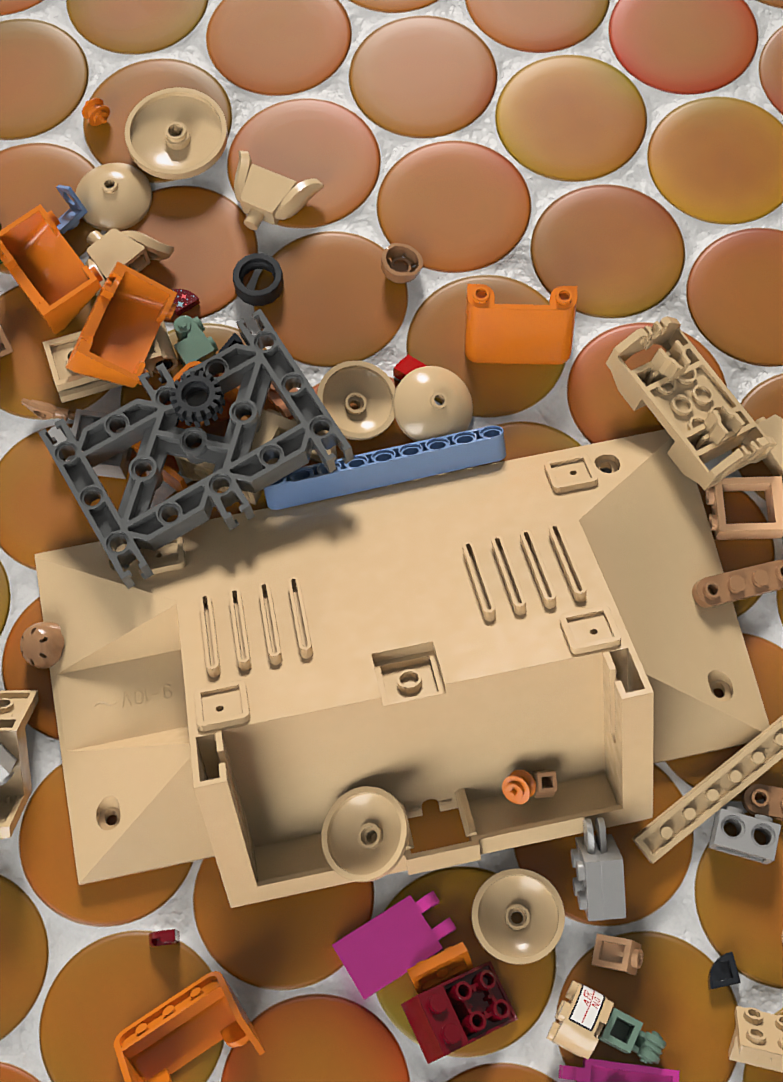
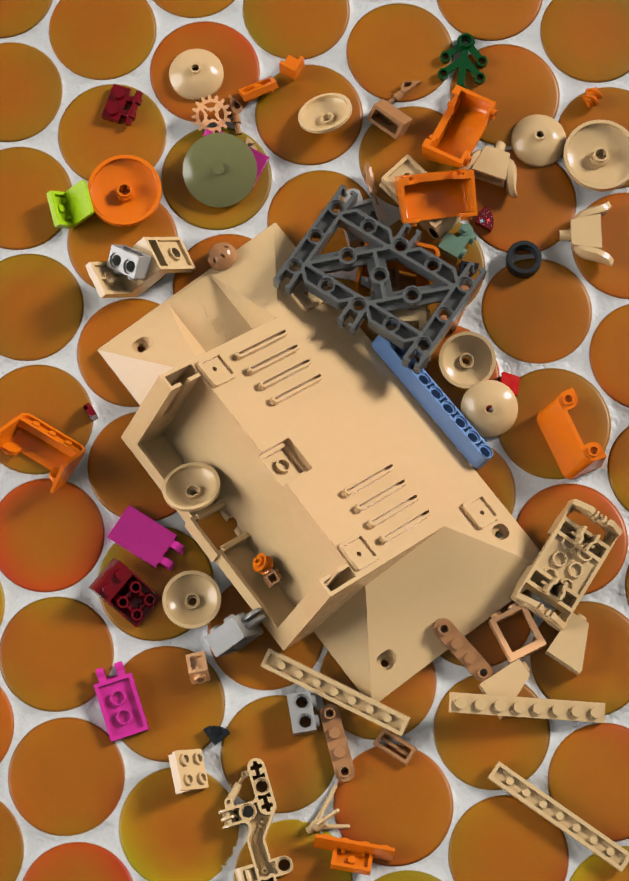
camera: 65 degrees right, 5 degrees up
(71, 217) = (506, 122): medium blue bracket -> none
(191, 385) = (399, 273): black tyre -> none
(400, 268) = (579, 343): medium nougat helmet -> none
(440, 968) = (143, 570): orange plate -> none
(580, 1020) = (149, 659): tan brick -> none
(626, 1035) = (154, 688): sand green brick -> none

